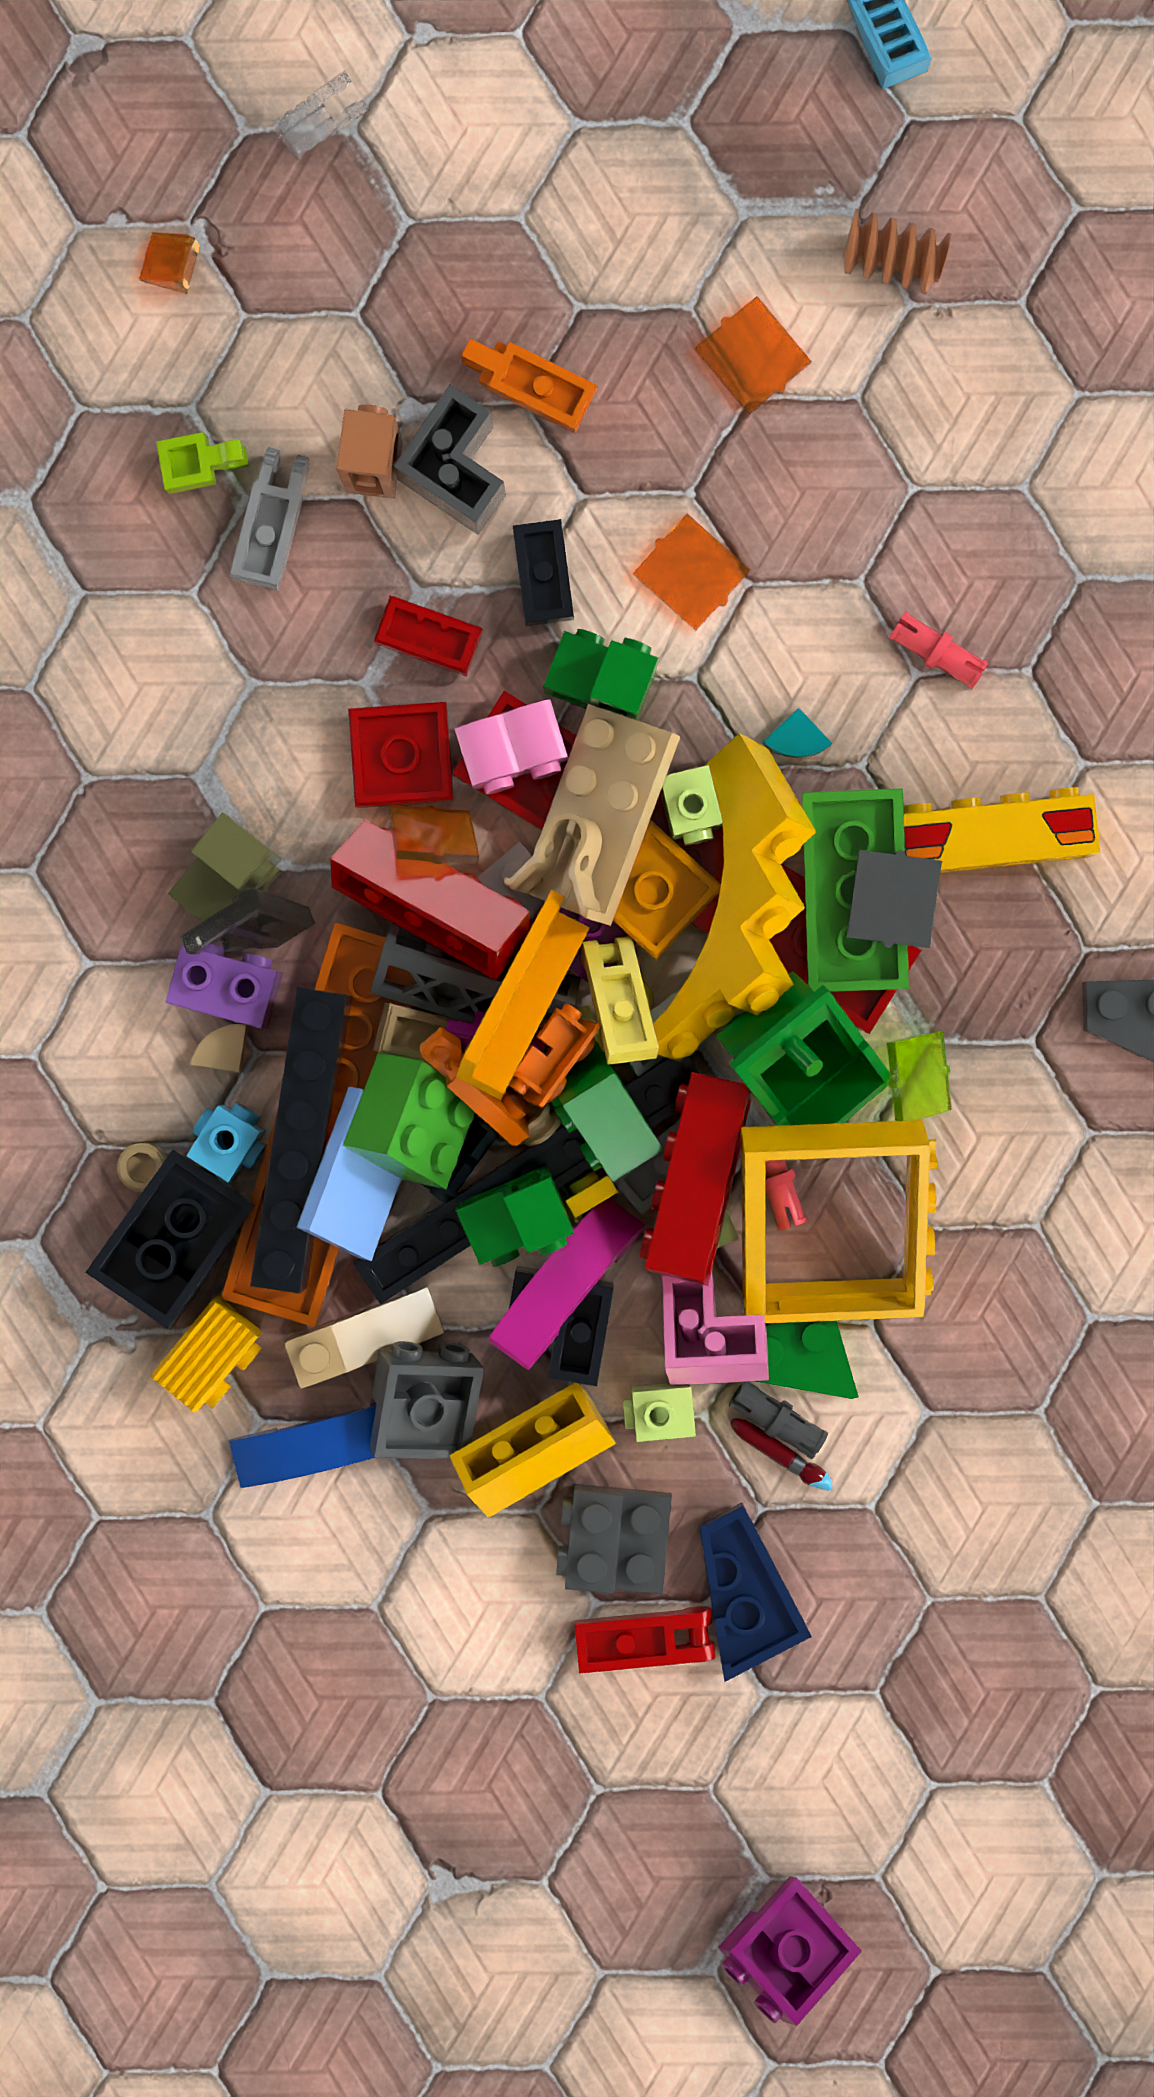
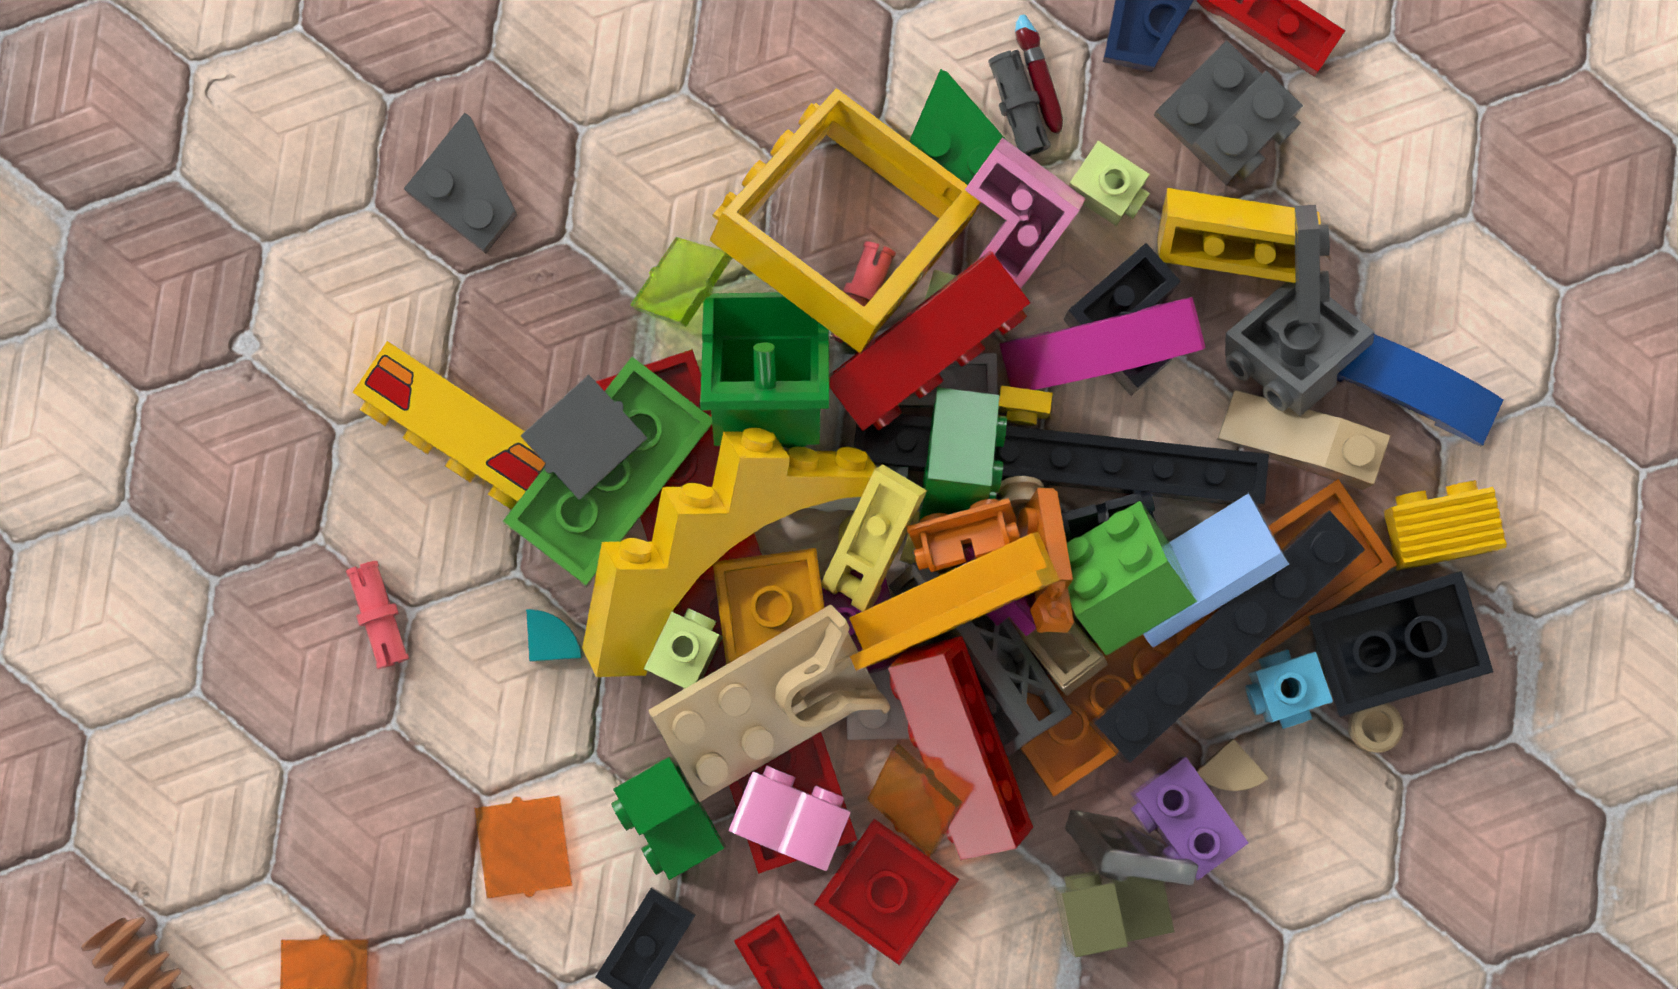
camera: 140 degrees left, 5 degrees down
(472, 1482) = (1310, 283): none -> dark grey plate
(515, 1216) = (1101, 433): green brick -> none

